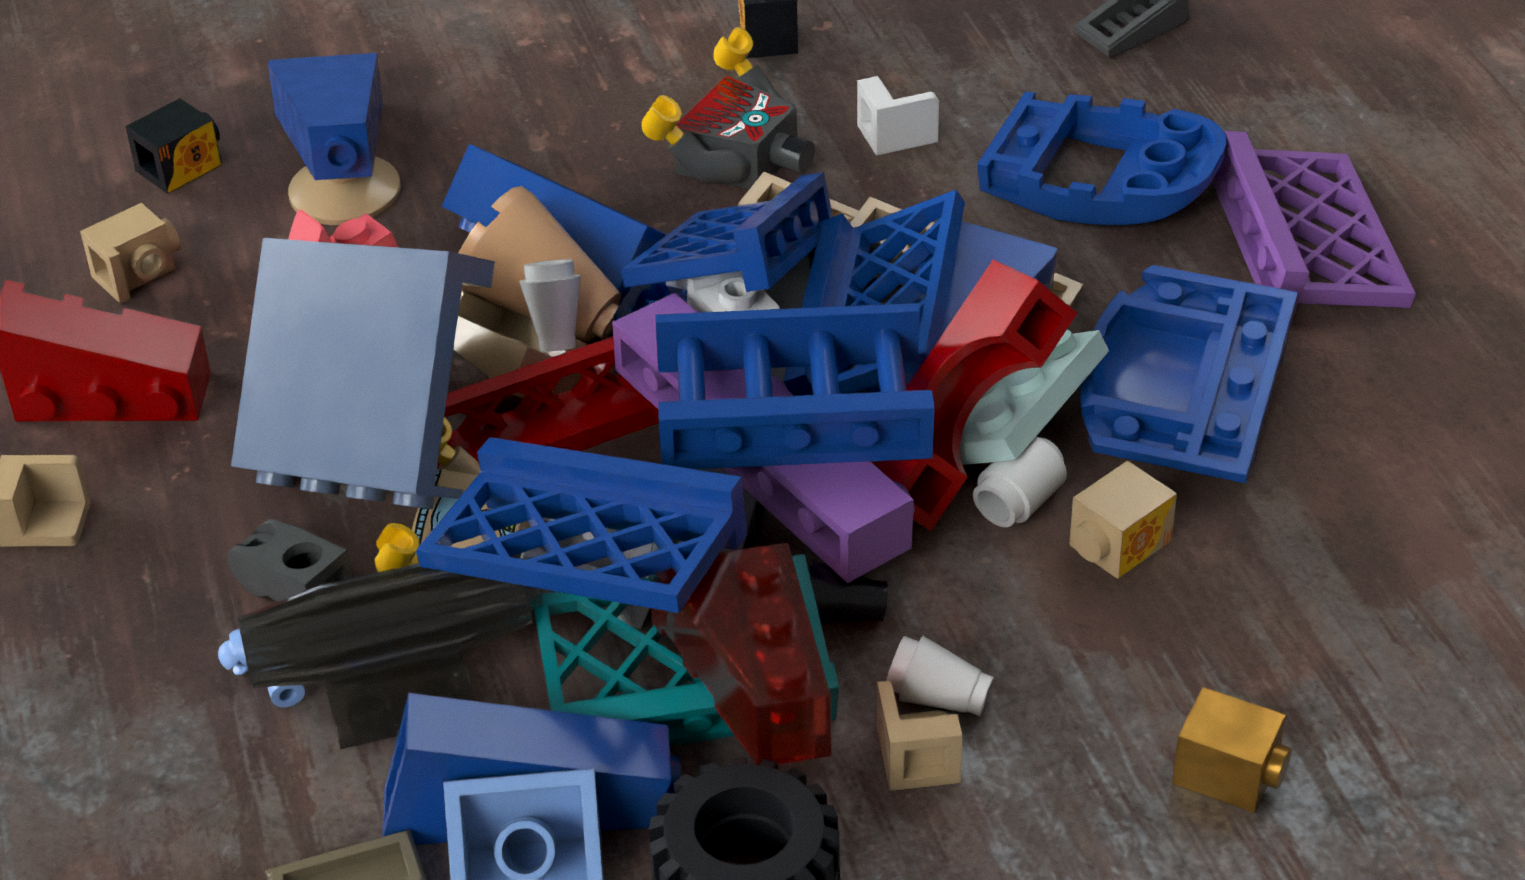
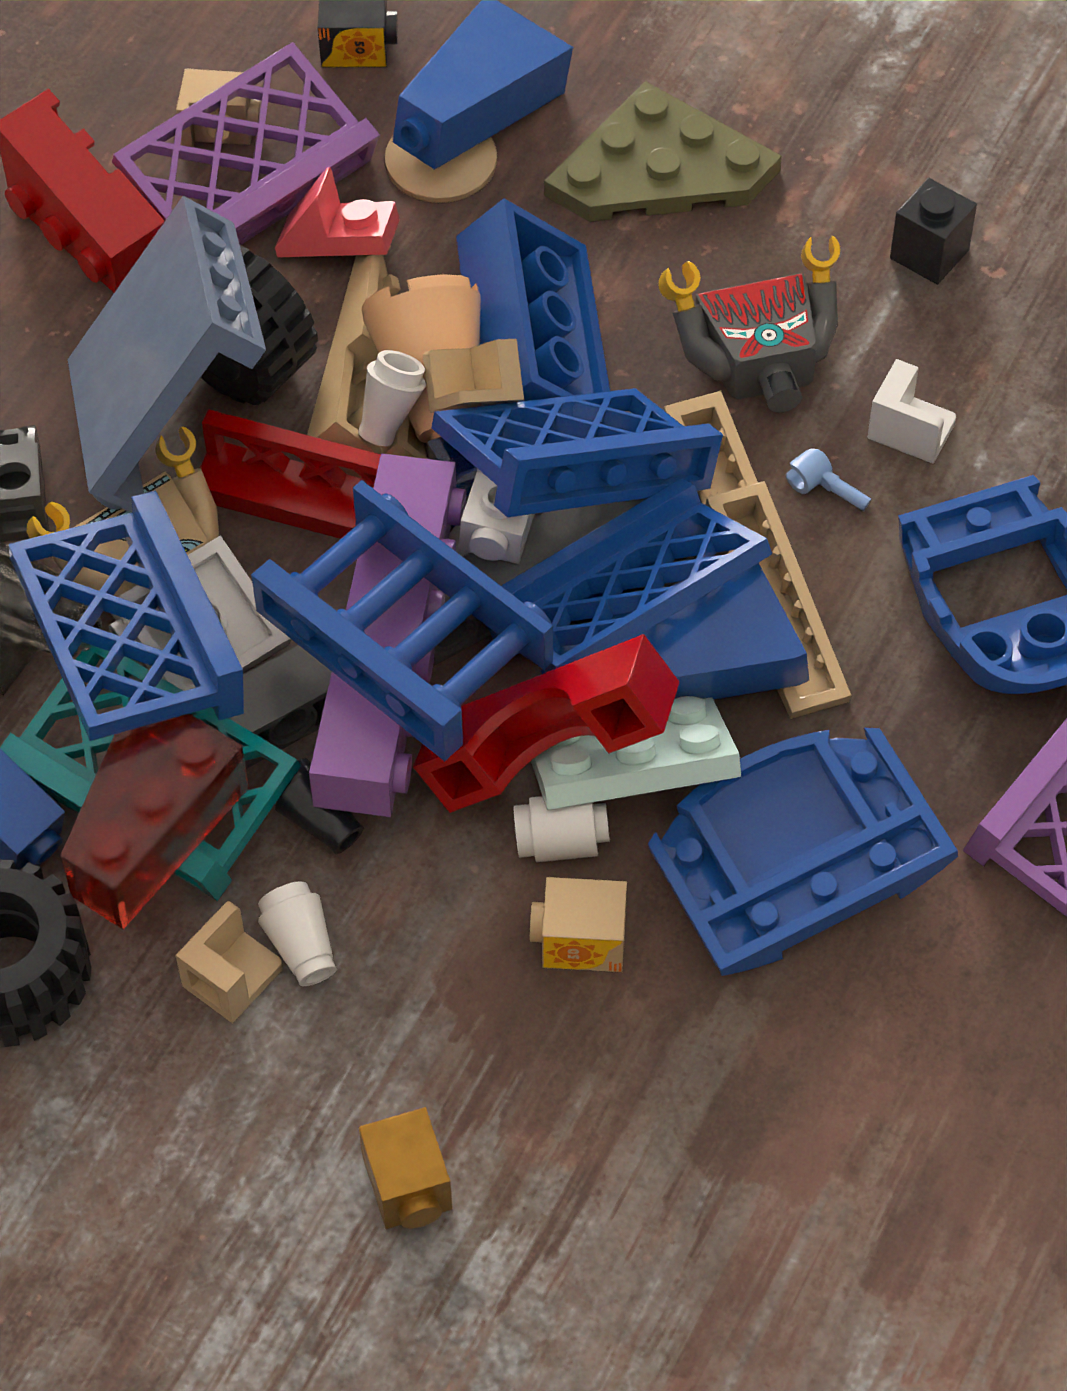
camera: 45 degrees right, 15 degrees up
(211, 188) = (285, 184): none -> medium lavender fence
(513, 92) = (660, 159): none -> olive plate
(607, 243) = (473, 376): none -> tan panel
(877, 184) = (814, 469): none -> light blue hand

